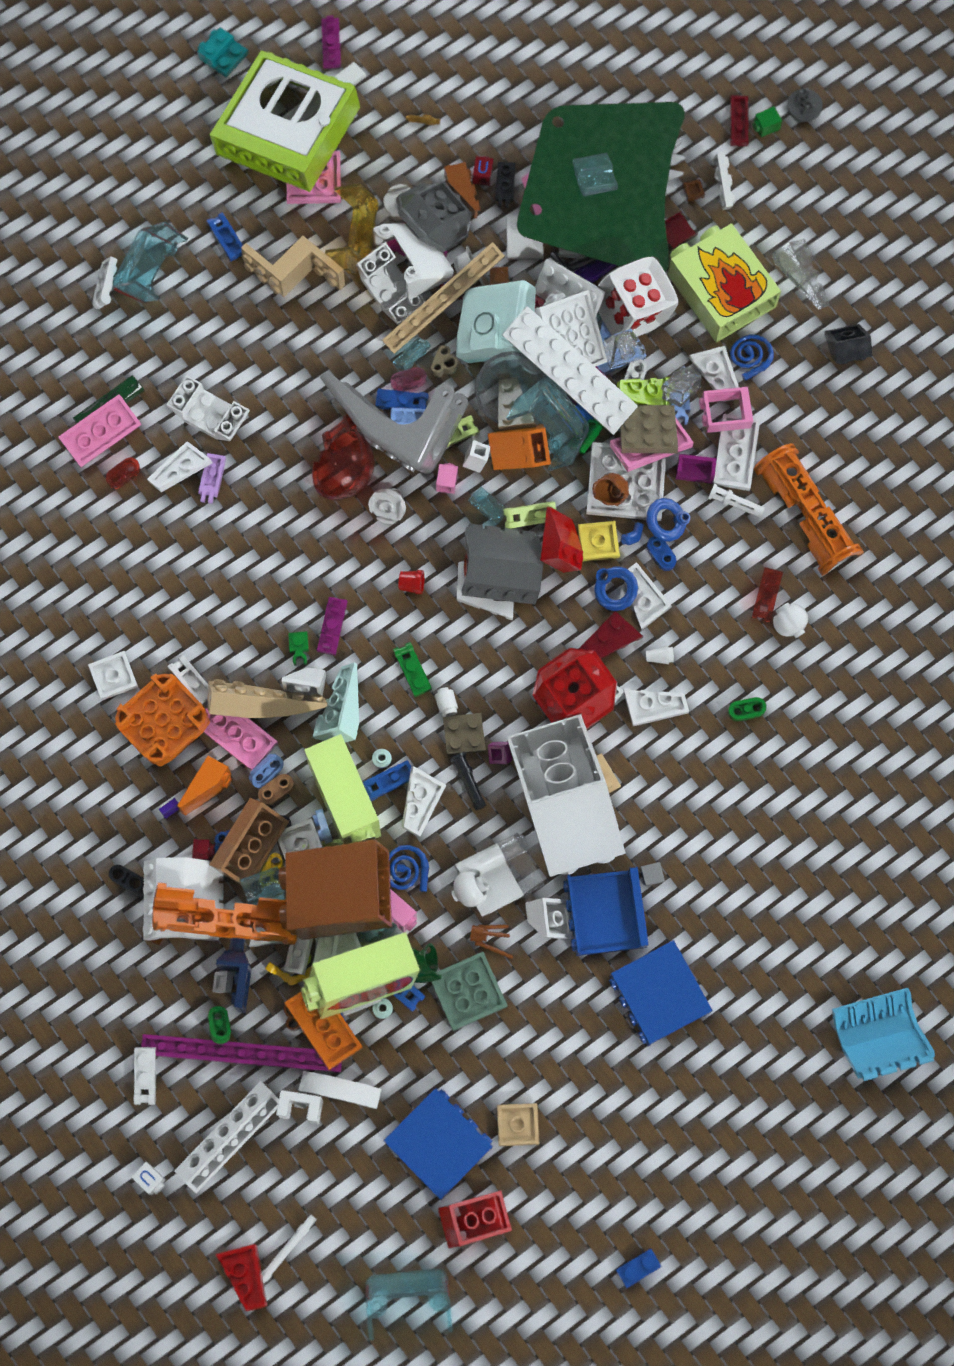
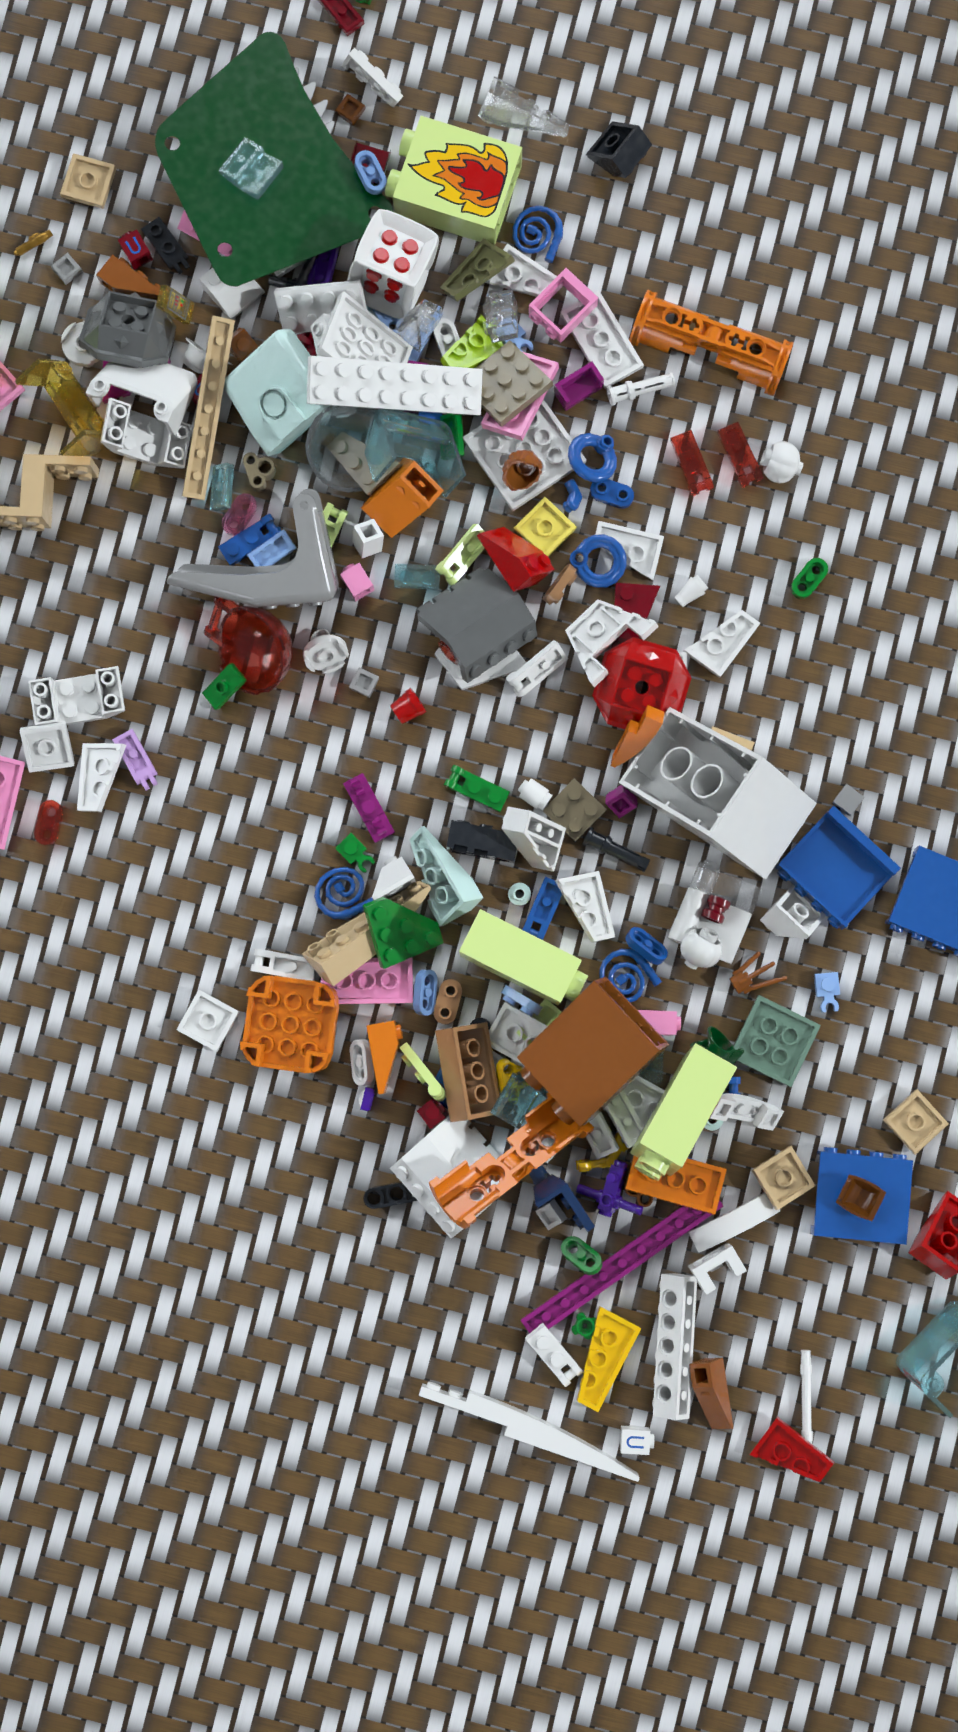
camera: 35 degrees left, 10 degrees up
(86, 1111) = (528, 1428): none -> white slope
(162, 425) = (47, 746): none -> white plate
(176, 1074) = (578, 1327): none -> green plate
(181, 1104) = (606, 1355): none -> yellow wing
(184, 781) = (361, 1062): none -> white plate
(219, 819) = (423, 1073): none -> yellowish green plate
(227, 1187) = (711, 1389): none -> dark orange slope
(269, 662) = (348, 913): none -> blue piece
(271, 1001) = (609, 1198): none -> dark purple piece
(282, 716) = (399, 931): none -> green plate
(305, 476) = (224, 686): none -> green plate
(385, 703) = (480, 841): none -> black wedge
(396, 1086) = (783, 1177): none -> tan plate
(397, 544) = (364, 682): none -> light grey plate
(408, 1016) = (747, 1109): none -> white slope
(420, 726) = (534, 837): none -> white wedge
(430, 150) = (66, 268): none -> light grey tile
(434, 1137) = (860, 1197): none -> reddish brown piece
(436, 858) = (646, 946): none -> blue plate
(478, 221) = (175, 304): none -> clear yellow tile
(489, 109) = (88, 181): none -> tan plate
(501, 871) = (716, 908): none -> dark red wheel
(516, 624) = (537, 669): none -> white plate
(534, 986) = (827, 987): none -> light blue plate
(544, 715) = (637, 735): none -> orange slope
(568, 586) = (565, 578): none -> medium nougat plate
(577, 630) = (600, 628): none -> white wing
(670, 236) = (370, 174): none -> medium blue plate
(690, 346) = (476, 269): none -> olive wing
(730, 574) = (691, 462): none -> clear red plate

